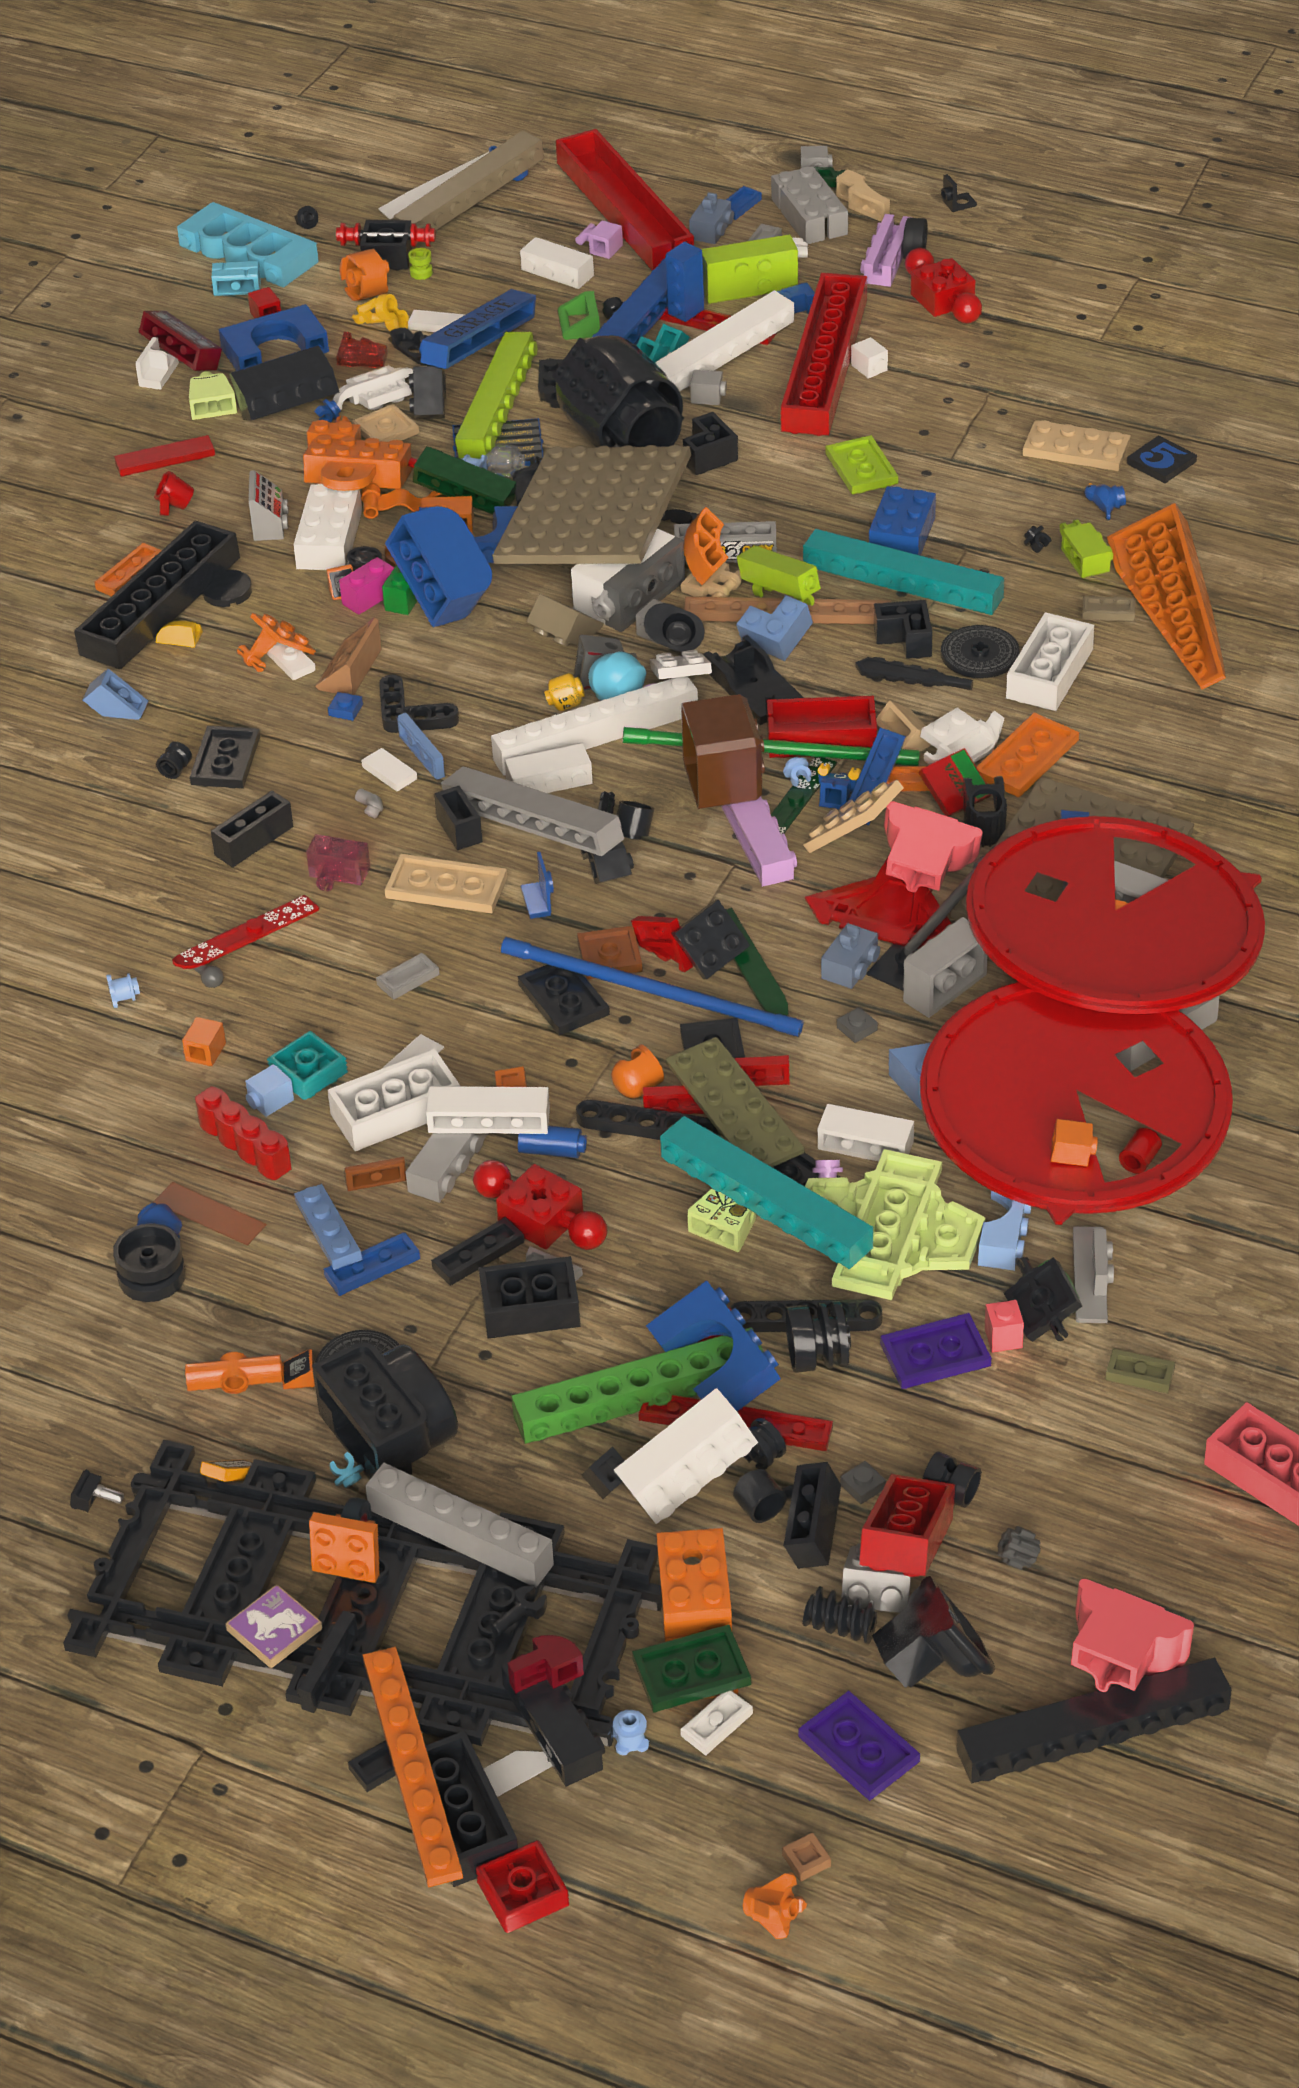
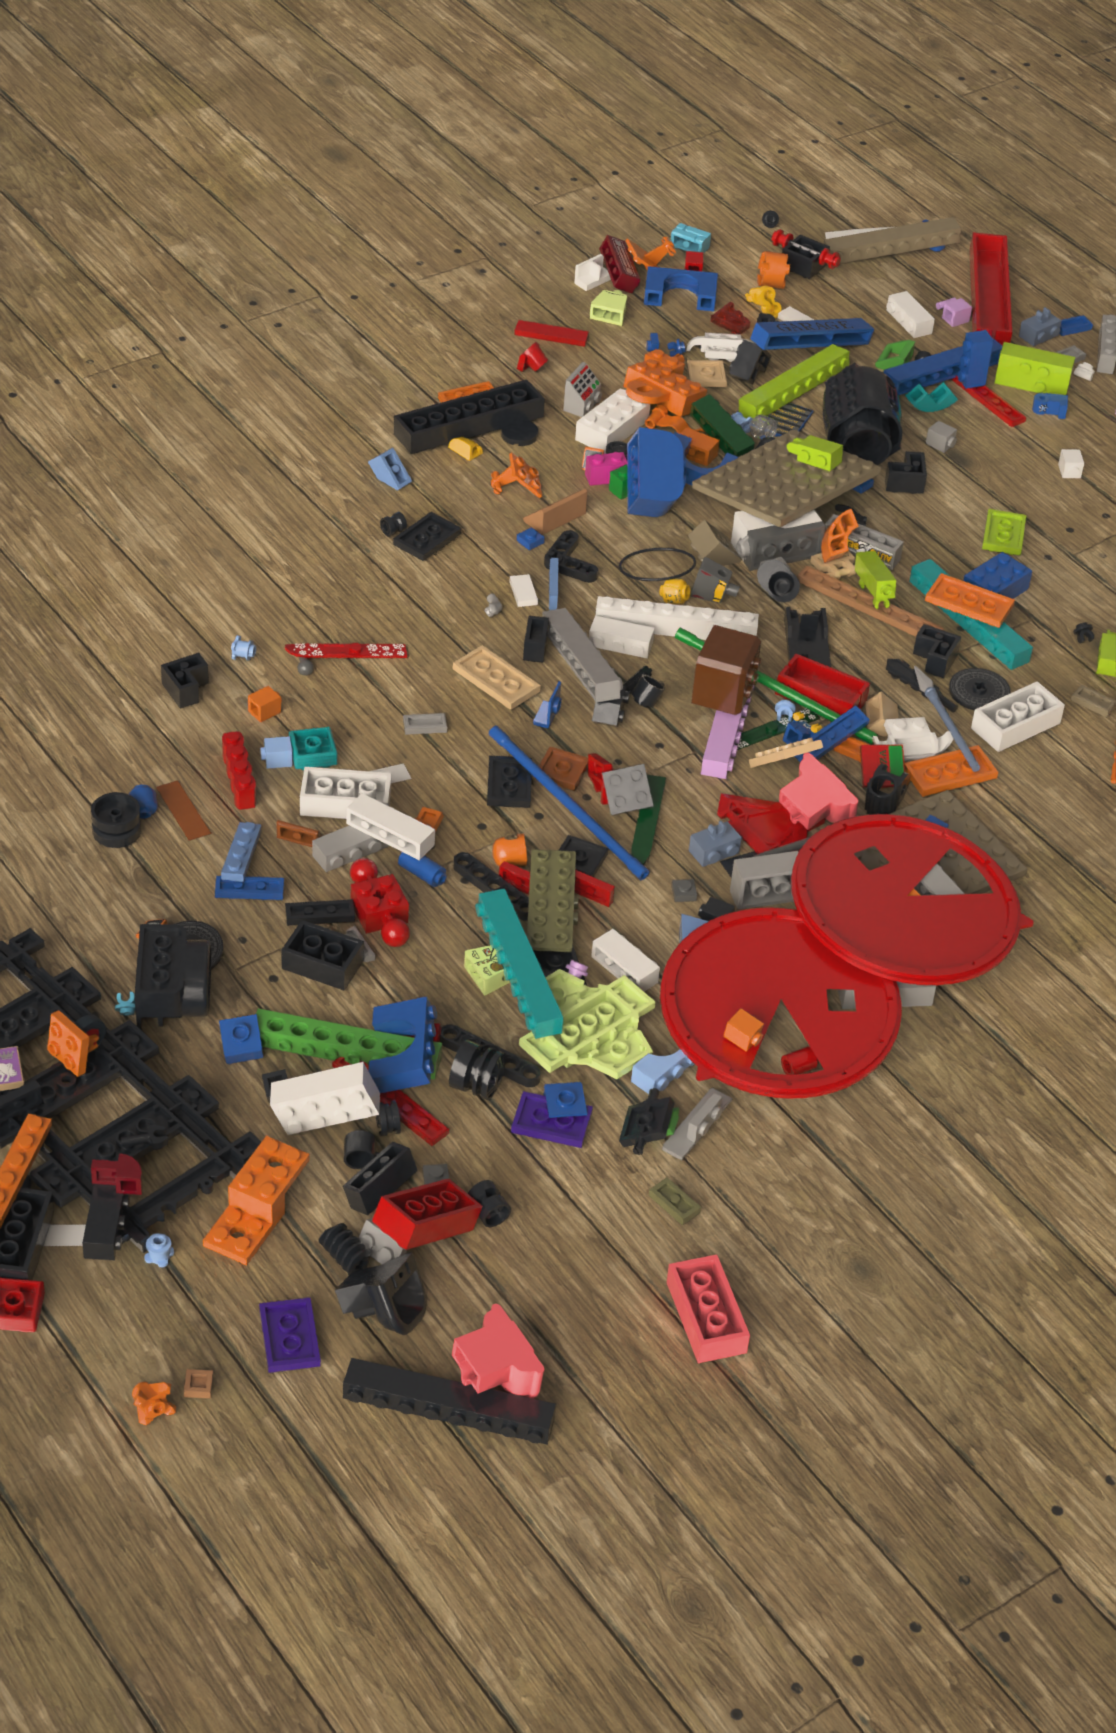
camera: 25 degrees right, 0 degrees up
(87, 1057) = (184, 678): none -> black brick
(206, 230) = (716, 215): medium azure fence -> none
(212, 316) = (654, 256): none -> orange plate
(226, 1469) = (51, 965): light orange tile -> none
(234, 1372) = (111, 911): orange piece -> none
(252, 828) = (402, 587): black brick -> none
(283, 383) = (659, 316): black slope -> none
(291, 660) = (520, 496): white plate -> none
(298, 419) = (653, 343): none -> blue plate
(337, 860) = (439, 631): clear pink brick -> none
(420, 260) = (819, 275): lime wheel -> none
(460, 1525) = (151, 1067): light grey brick -> none
(520, 1440) = (241, 1039): none -> blue piece
(527, 691) = (657, 579): none -> black piece
(610, 459) = (817, 452): none -> lime brick
(616, 675) = (712, 593): medium azure piece -> none
(688, 664) = (758, 606): white plate -> none
(691, 1668) = (222, 1230): dark green plate -> none
(716, 1721) = (216, 1272): white plate -> none
(728, 338) = (972, 412): white brick -> none
(778, 631) = (849, 614): medium blue brick -> none
(824, 354) = (1039, 447): red brick -> none
(900, 555) = (970, 600): none -> orange plate
(917, 1029) = (714, 908): none -> black brick
(926, 672) = (926, 686): none -> sand blue piece
(934, 1320) = (565, 1099): none -> blue piece
(1004, 1326) = (608, 1126): coral brick -> none
(1018, 1547) = (494, 1268): dark grey gear -> none

